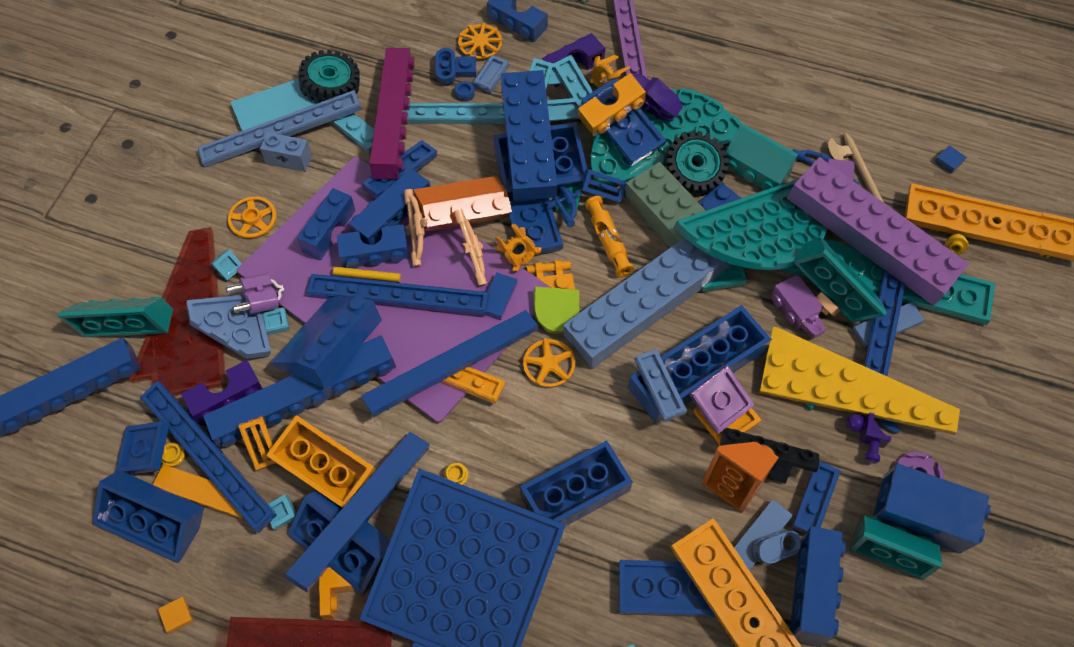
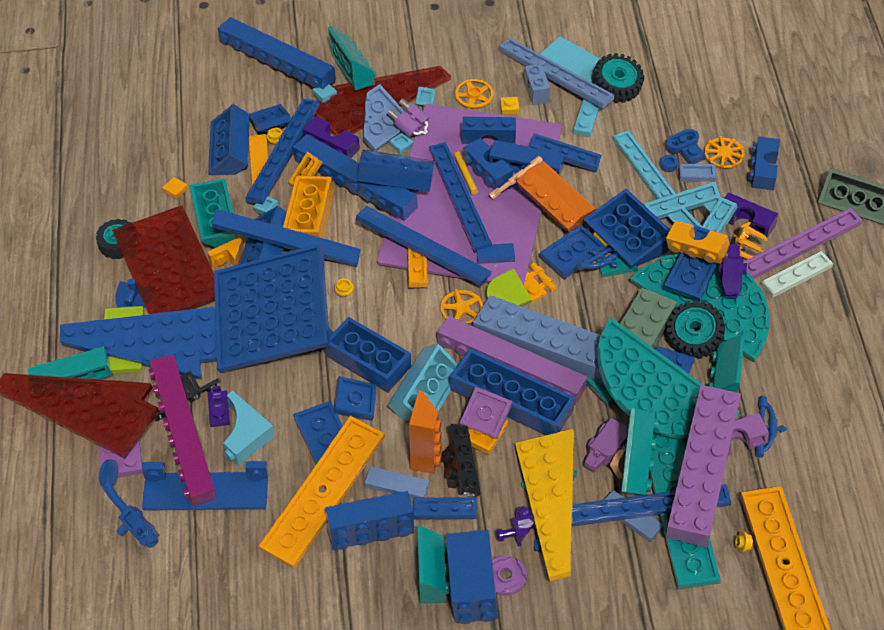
camera: 65 degrees right, 10 degrees down
(147, 370) = (324, 94): none -> medium azure tile
(255, 580) = (206, 199): none -> teal slope
(293, 191) = (509, 105): none -> yellow plate
(392, 114) = (609, 123): magenta brick -> none
(472, 246) = (518, 215): light nougat piece -> none
(520, 238) = (549, 243): light orange piece -> none
(528, 135) = (635, 204): blue brick -> none
(586, 180) = (625, 277): blue tile -> none
(609, 237) = (593, 300): light orange piece -> none
(627, 530) = (355, 398): none -> blue tile
(644, 447) = (428, 374): none -> medium azure slope
(660, 55) = (796, 274): none -> light aqua tile
(660, 385) = (472, 367): medium blue tile -> none
(664, 334) = (462, 336): none -> medium lavender brick
(771, 547) = (384, 486): medium blue piece -> none
(850, 149) = (784, 428): tan piece -> none
(950, 159) = (838, 517): blue tile -> none

